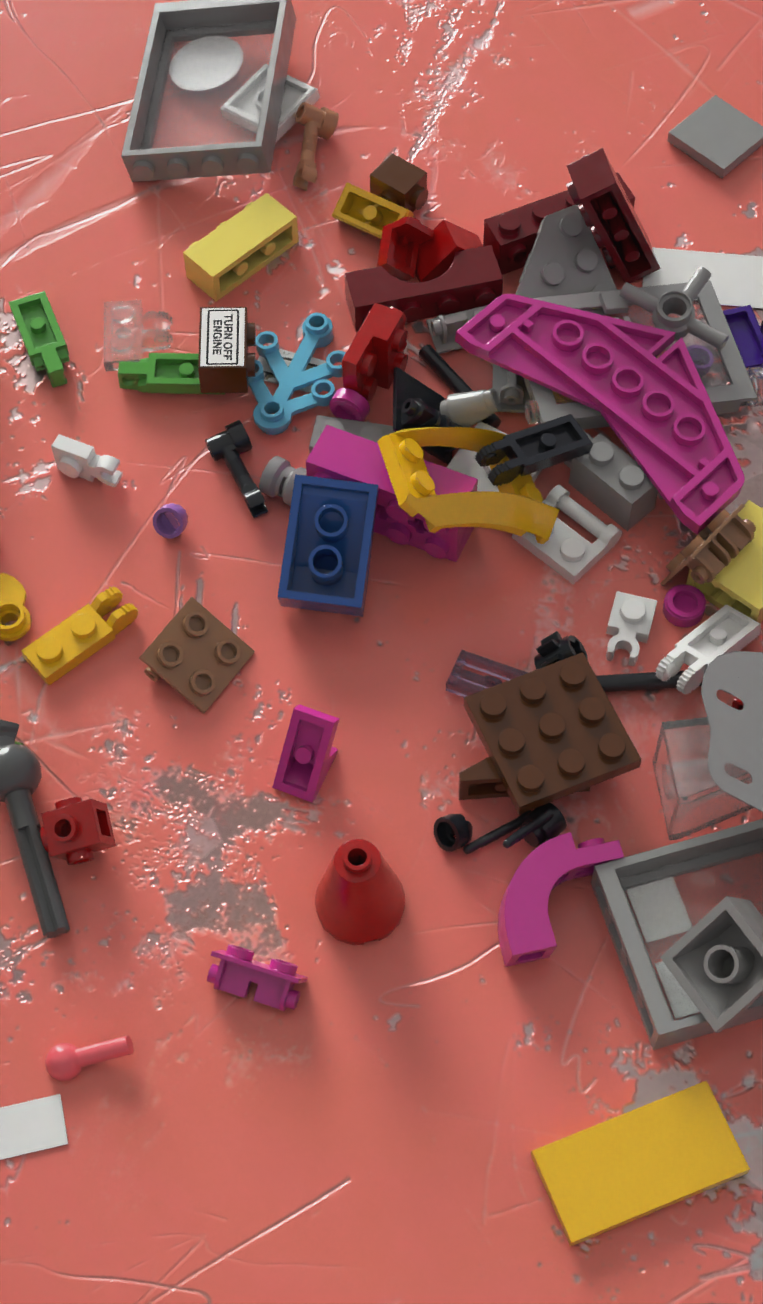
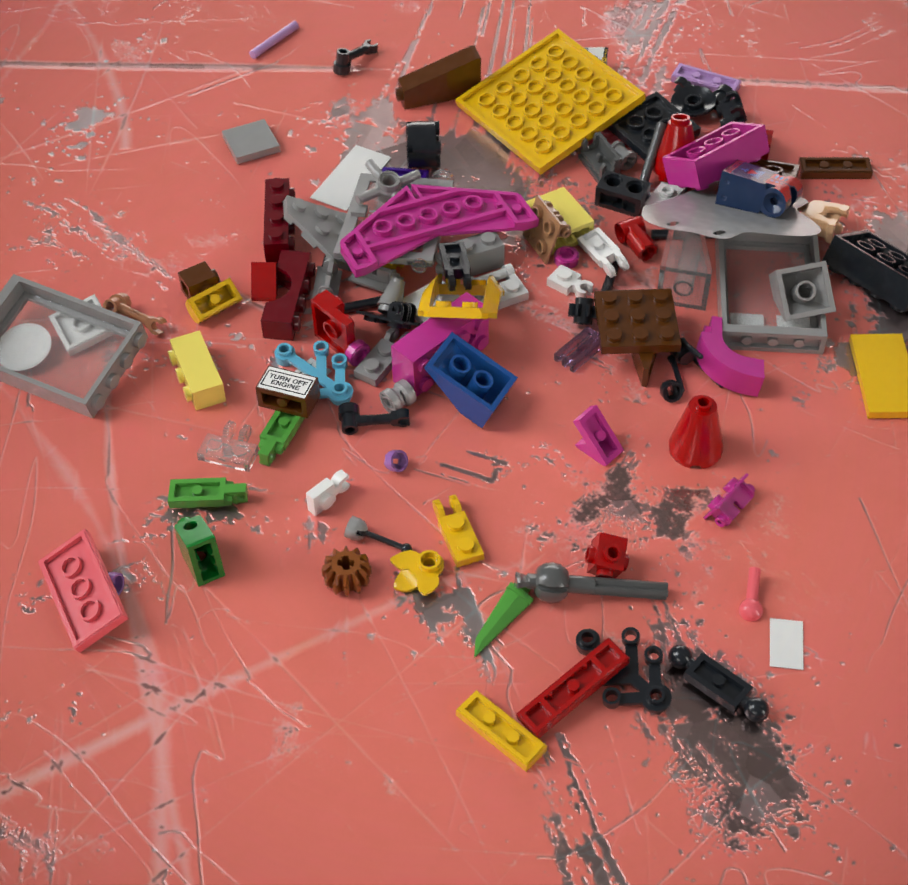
camera: 70 degrees left, 10 degrees down
(38, 518) = (358, 529): none -> hinge
(196, 655) = (500, 475): medium nougat hinge -> none
(401, 245) = (252, 296): red bracket -> none
(612, 215) = (311, 176): dark red brick -> none

